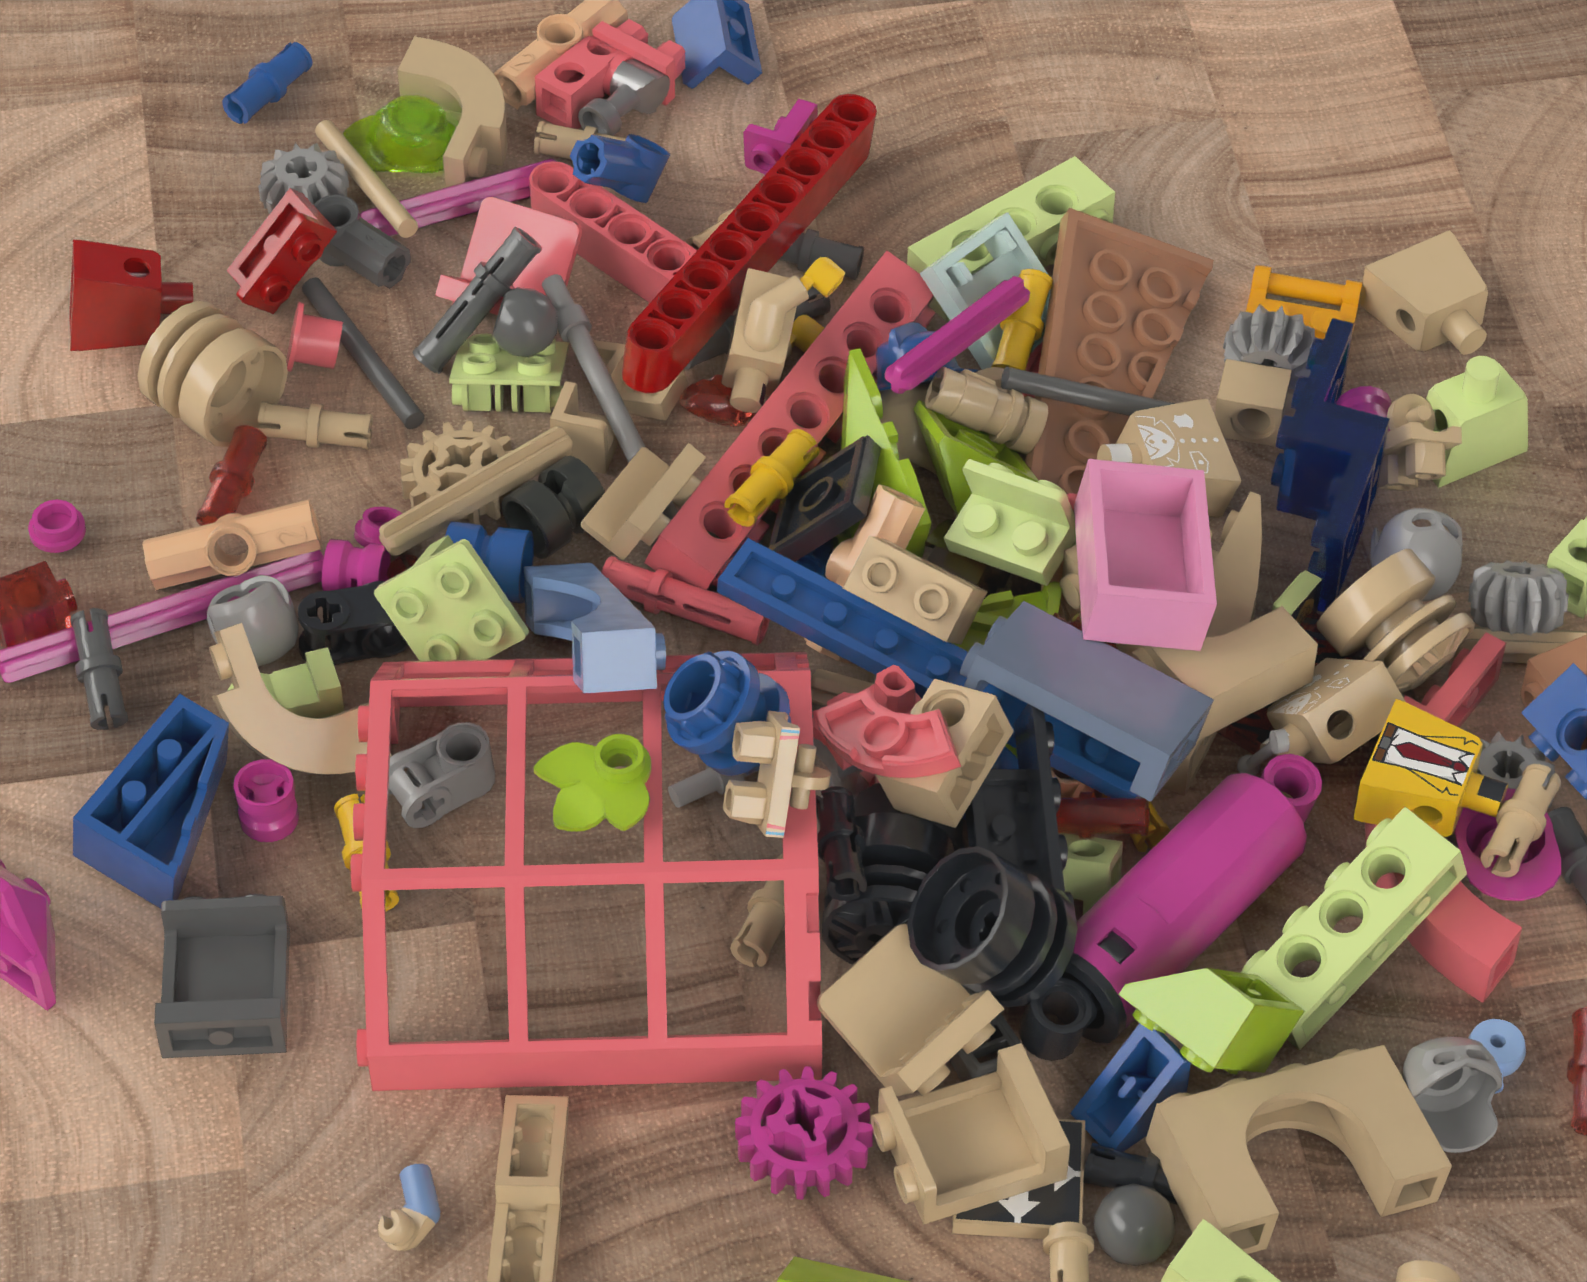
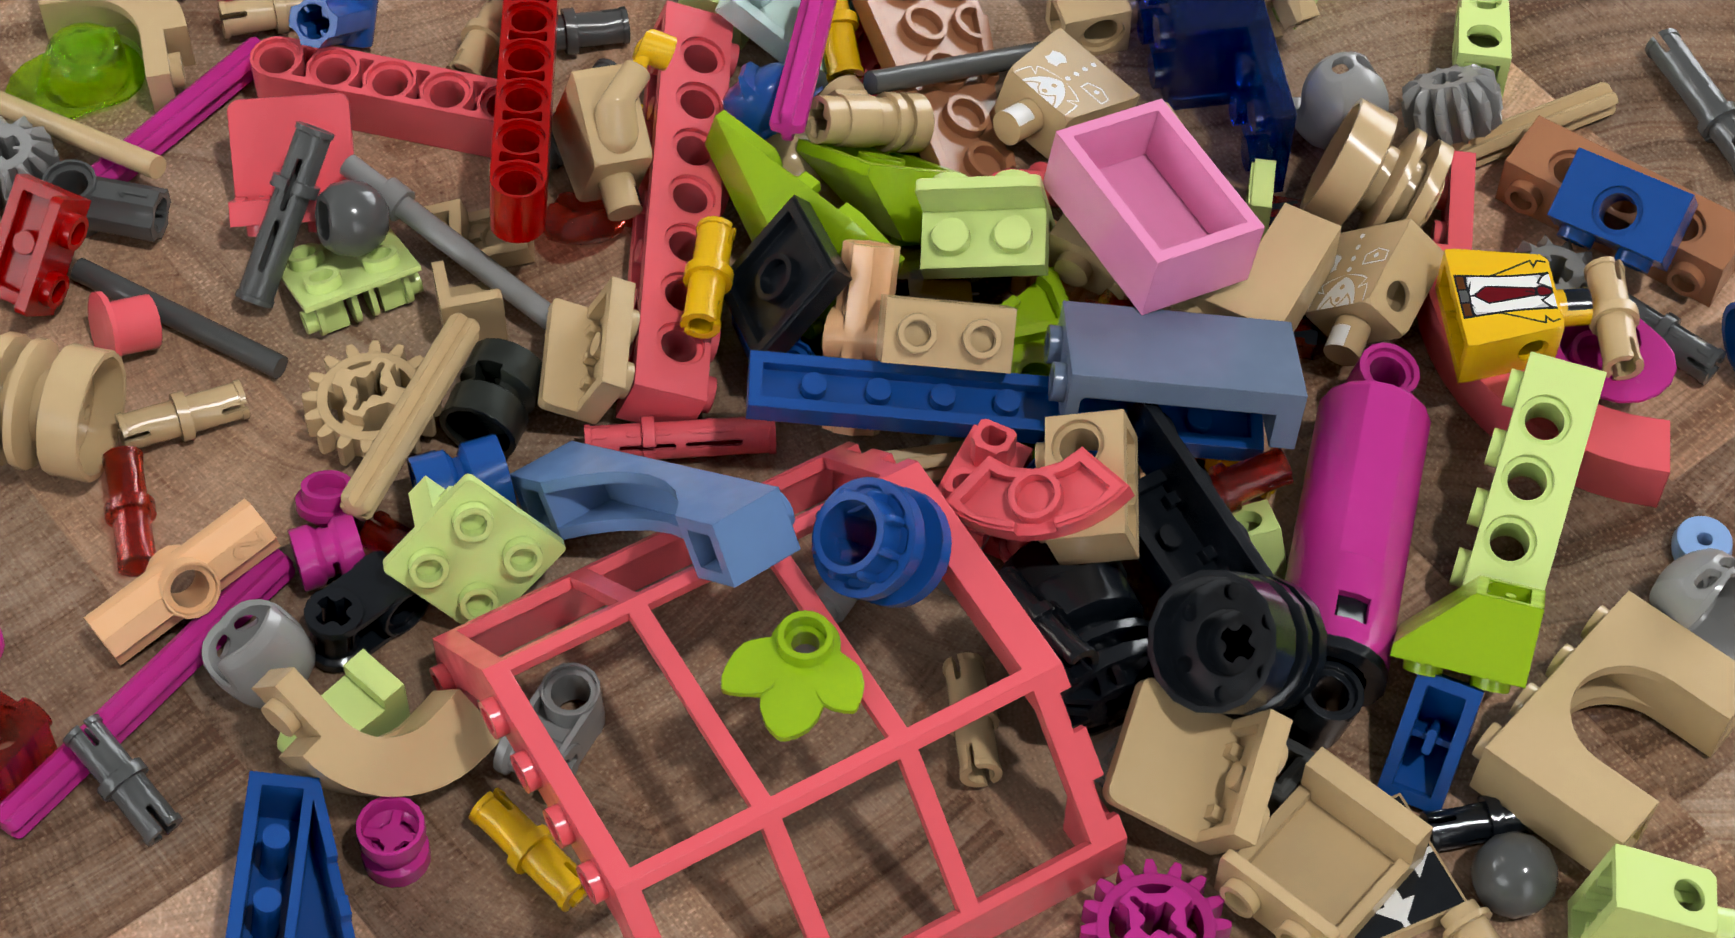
camera: 30 degrees left, 5 degrees up
(775, 747) = (976, 587): tan hips -> none
(1277, 744) = (1361, 338): light grey hinge -> none

